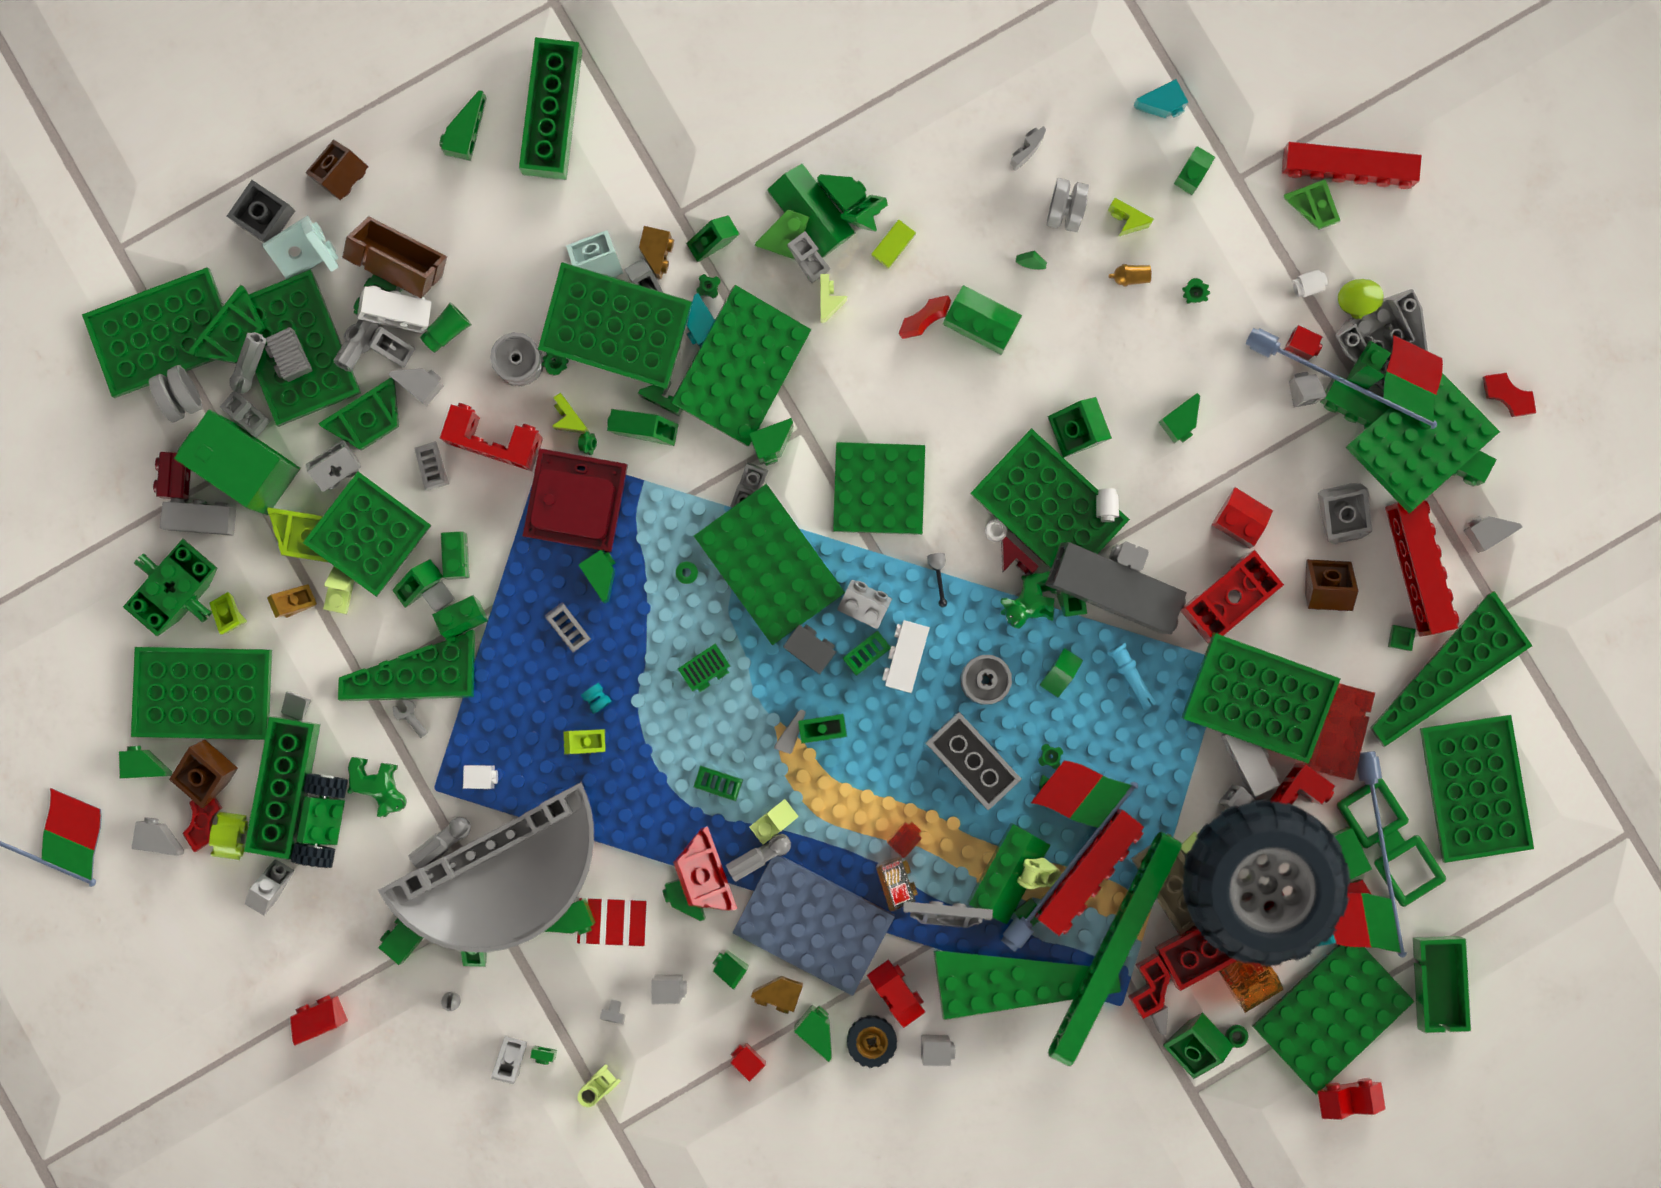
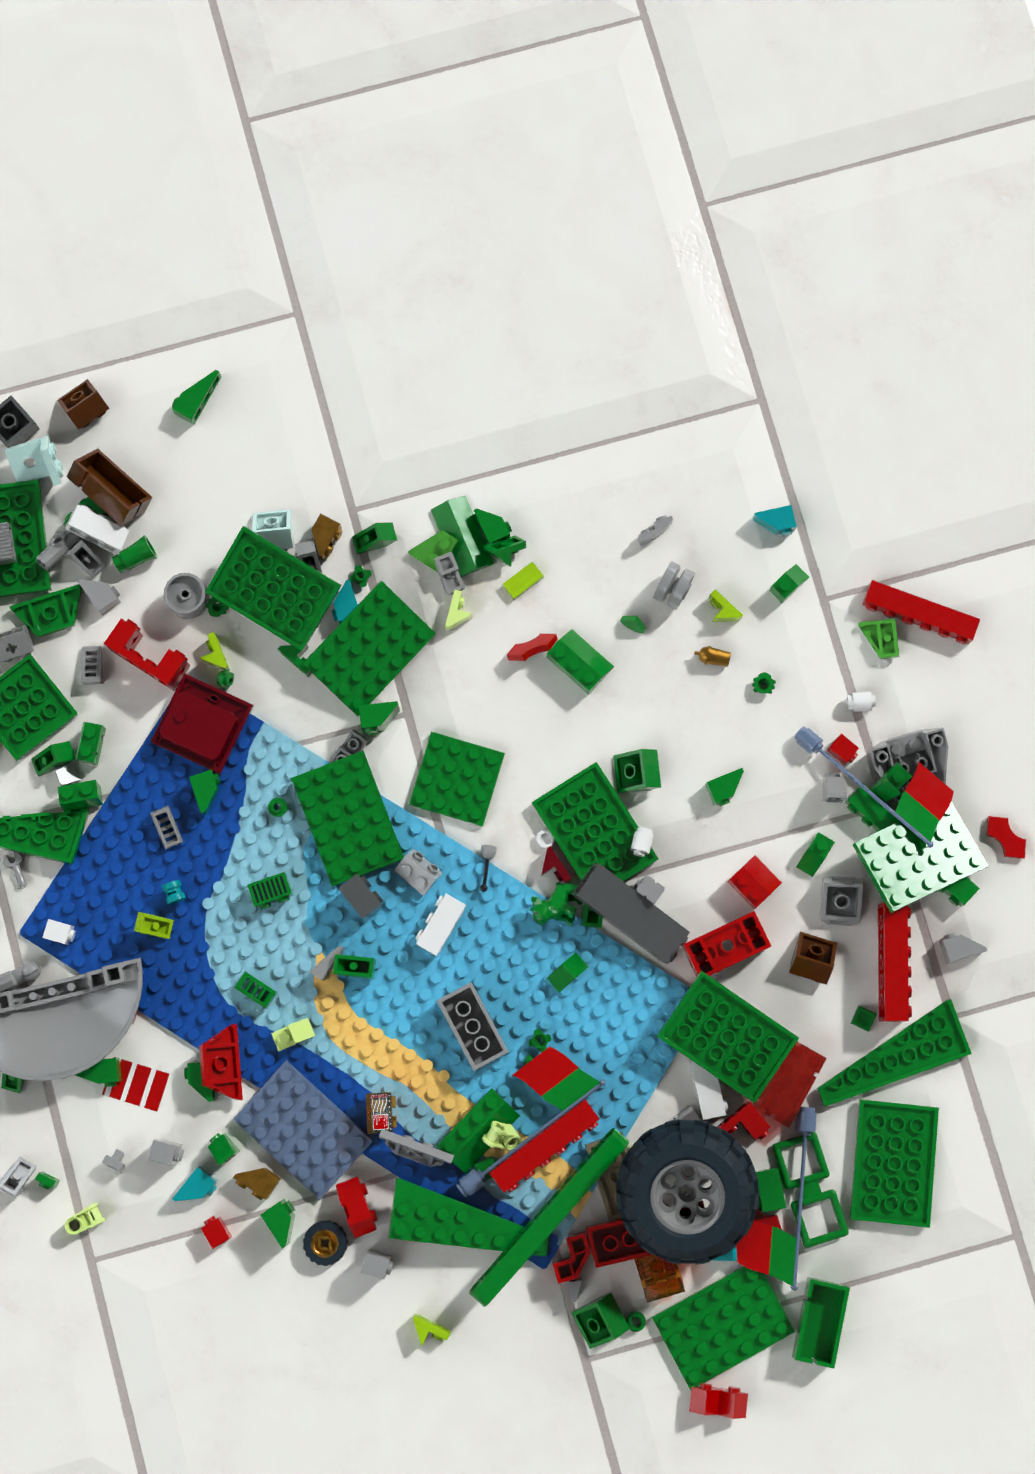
camera: 15 degrees right, 5 degrees down
(550, 108) = (270, 399): green brick -> none
(642, 426) = (274, 677): green slope -> none
(712, 1017) = (197, 1186): none -> teal slope
(757, 857) = (271, 1060): light grey piece -> none
(852, 665) = (396, 925): green slope -> none
(905, 838) = (398, 1077): clear red slope -> none
(999, 679) = (501, 949): light grey wheel -> none
(1007, 1103) = (425, 1326): none -> lime slope
(1127, 667) = (623, 981): medium azure pin -> none
(1303, 468) = (815, 854): none -> green slope
(1360, 297) = (900, 724): lime dish -> none

